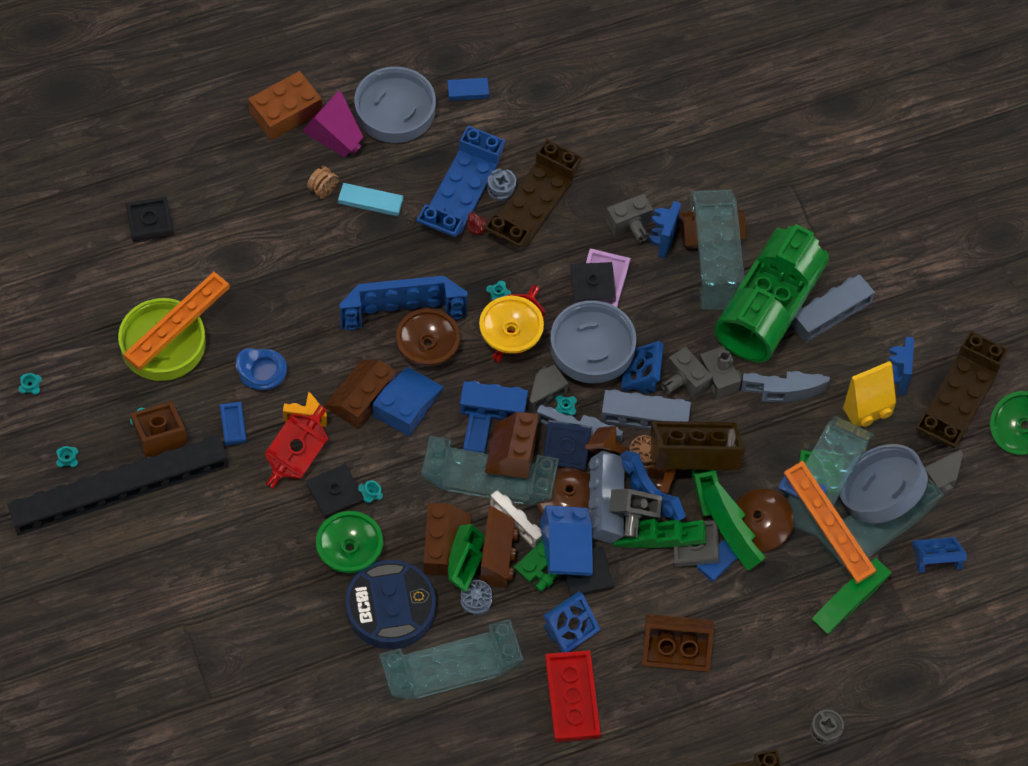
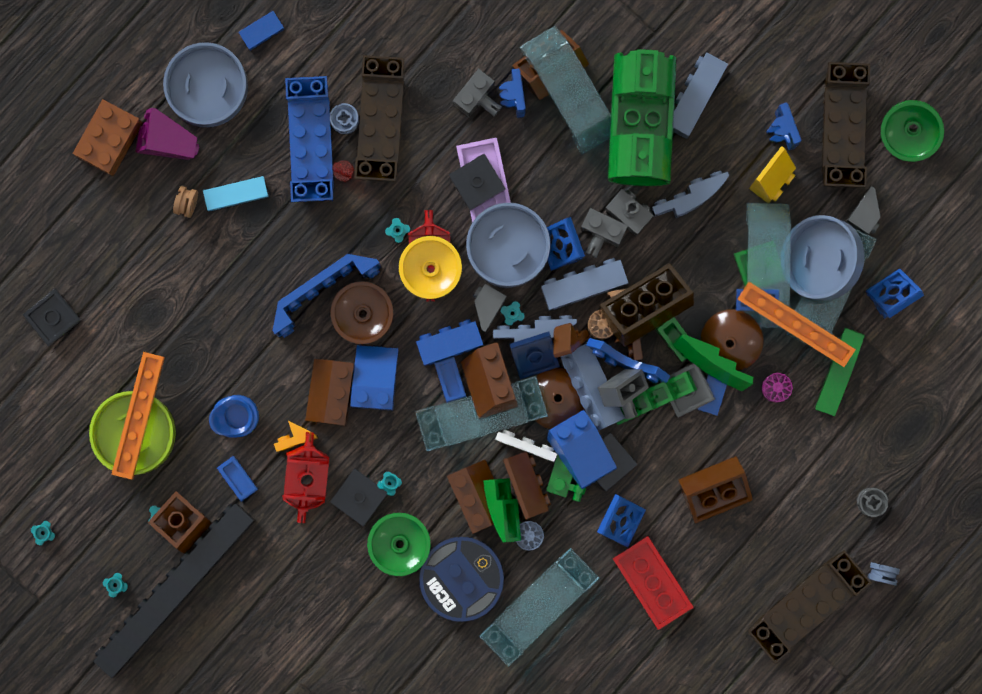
camera: 20 degrees left, 25 degrees up
(783, 582) = (777, 387): none -> magenta wheel

